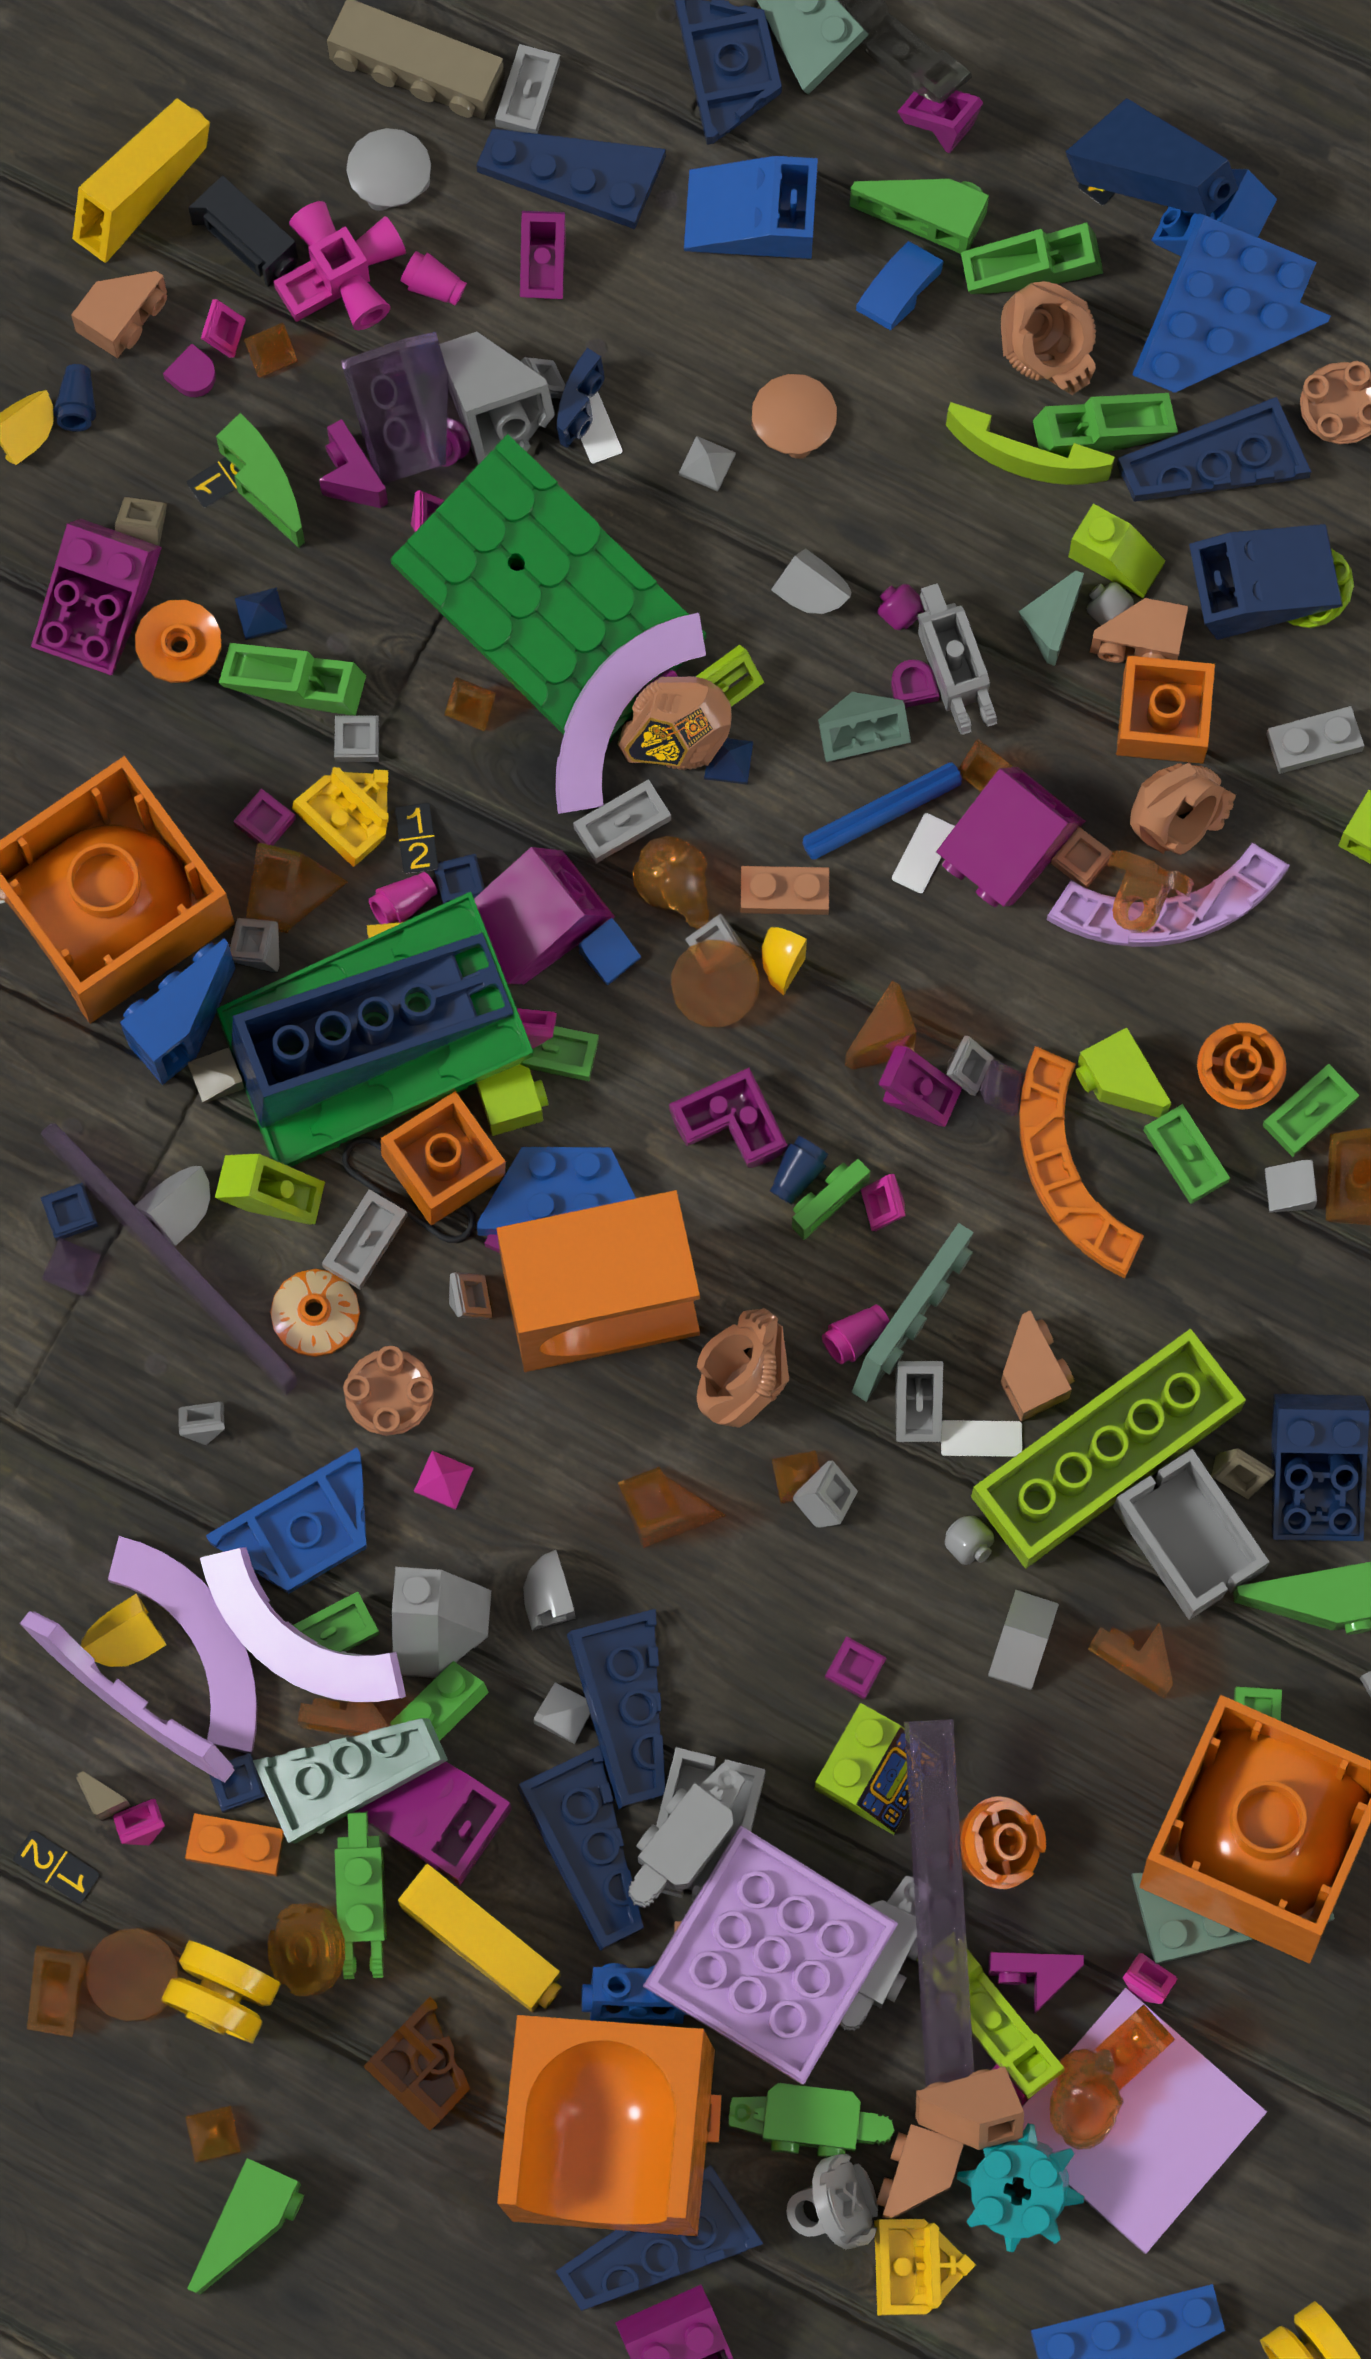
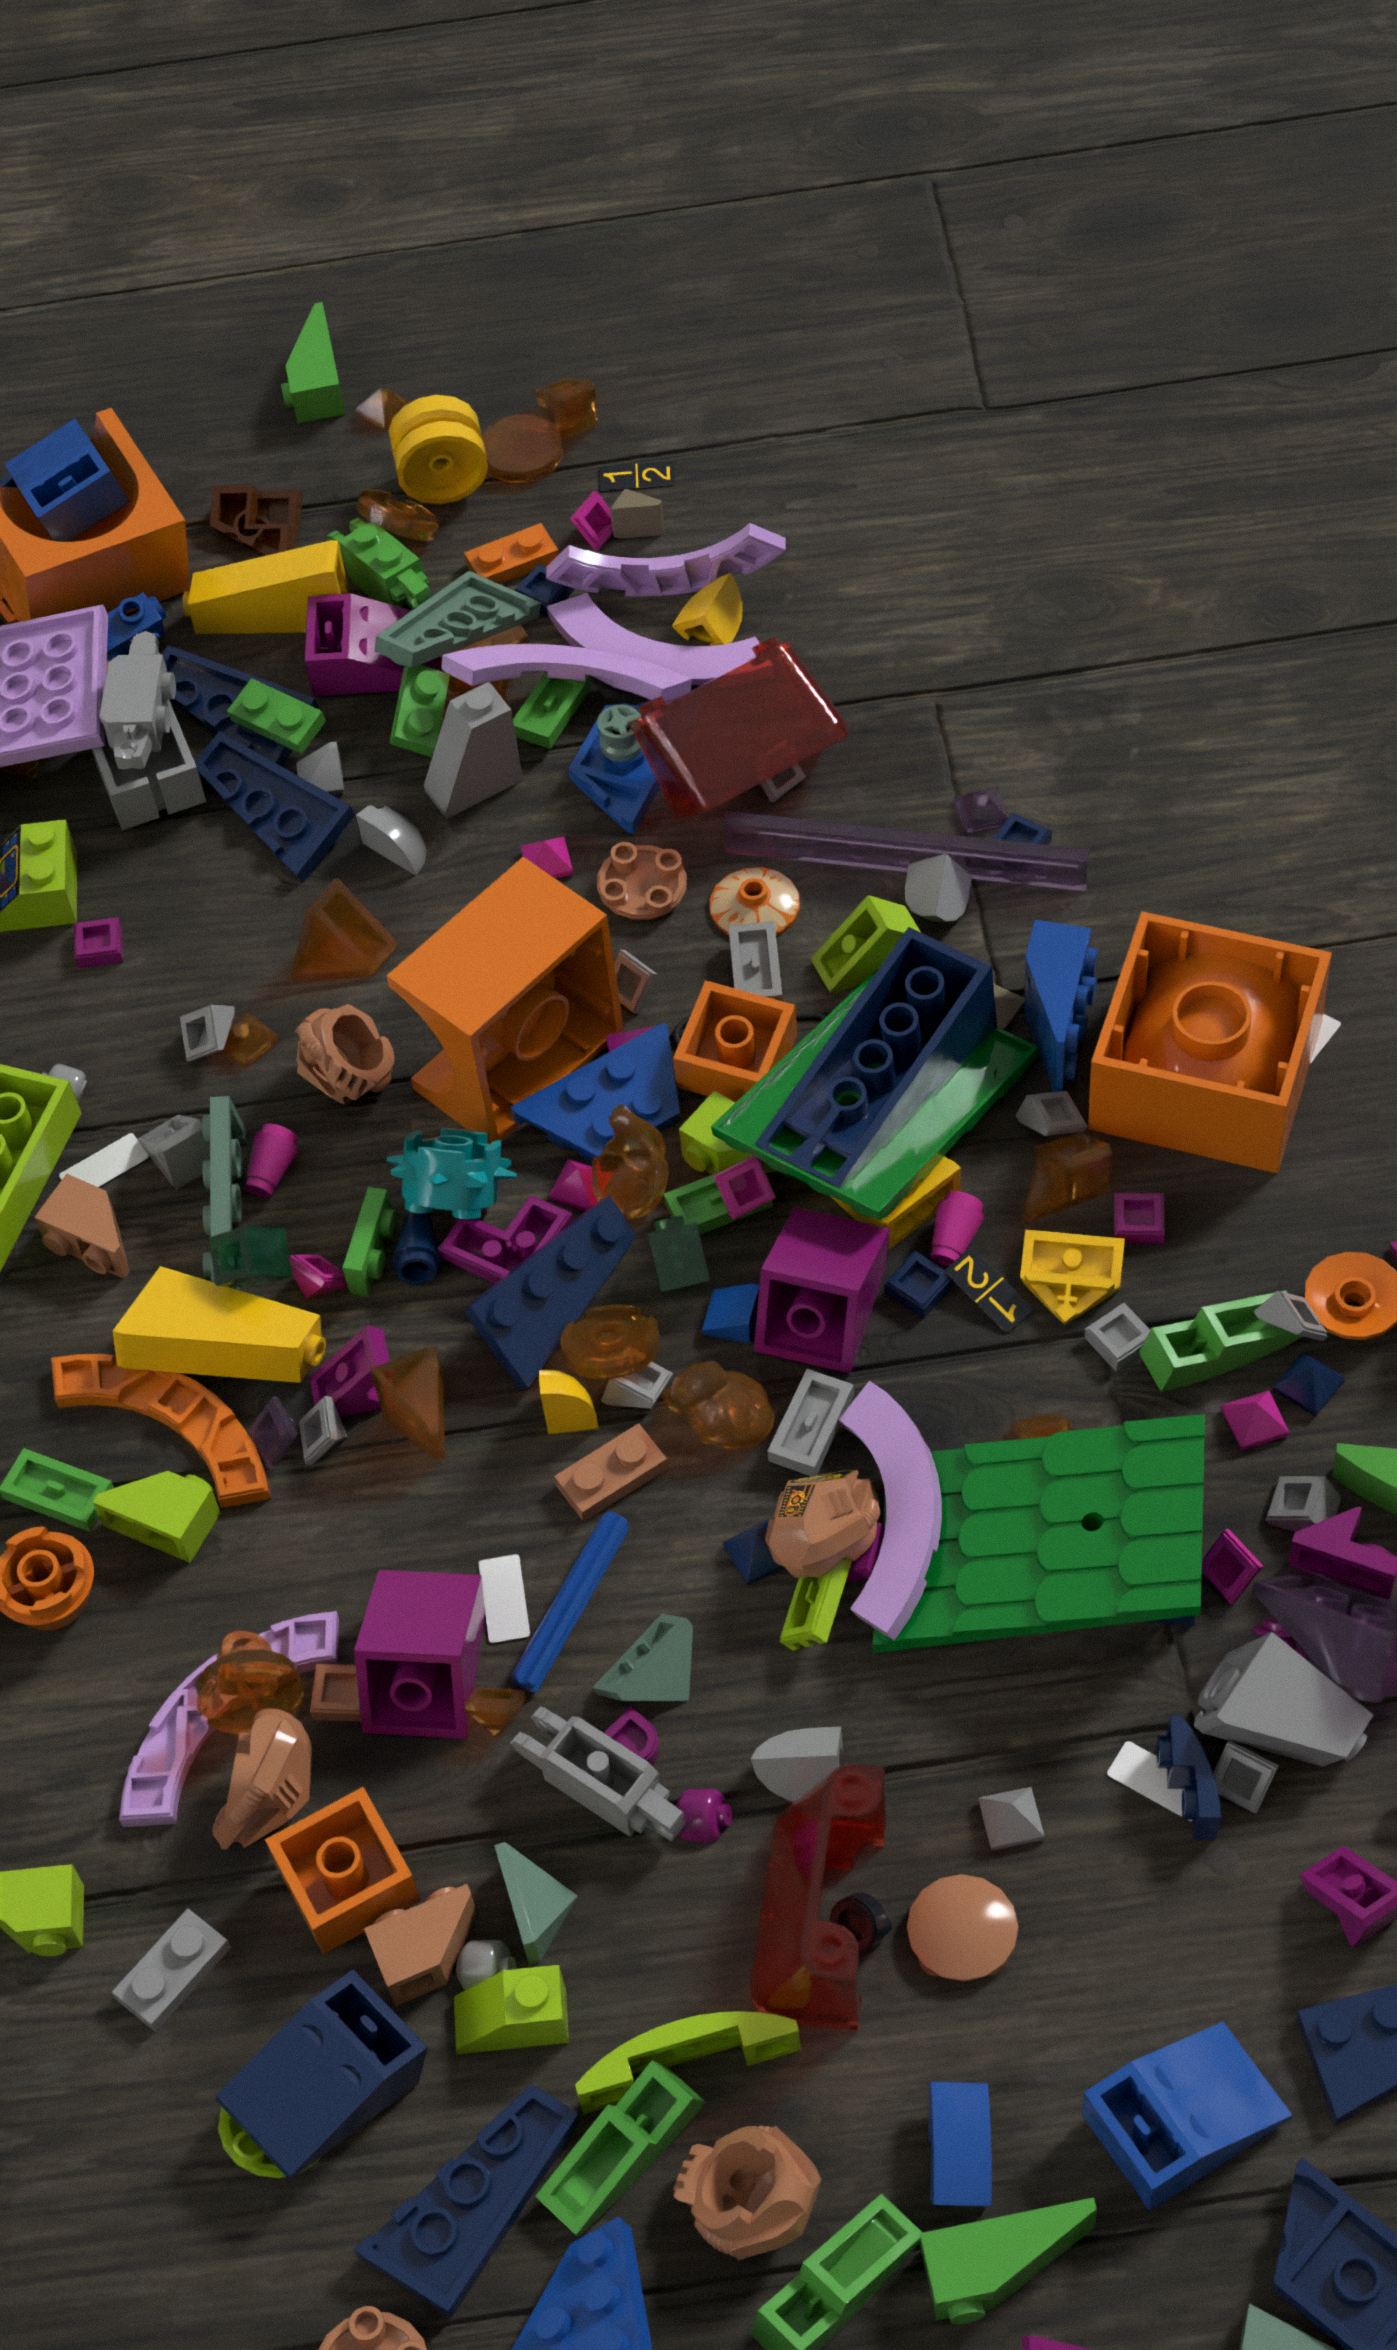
camera: 150 degrees right, 20 degrees down
(216, 1432) = (737, 729): none -> clear red windscreen
(239, 648) = (1291, 1314): none -> light grey slope
(304, 1523) = (616, 735): none -> sand green wheel
(320, 614) = (1254, 1420): none -> dark pink slope
(344, 531) = (1302, 1502): none -> light grey slope
(564, 1784) = (276, 716): none -> bright green plate
(587, 2171) = (66, 482): none -> blue slope
(597, 1109) = (631, 1165): none -> clear orange hair
(620, 1010) = (677, 1254): none -> clear green brick
(637, 1146) = (574, 1186): none -> dark pink slope
(734, 1194) = (451, 1172): none -> teal brick
(735, 1052) = (550, 1288): none -> dark blue wing
(855, 458) = (863, 1918): none -> black tile
(862, 509) = (805, 1964): none -> clear red windscreen
(934, 1219) = (250, 1256): none -> clear green brick
(997, 1201) = (216, 1331): none -> yellow slope

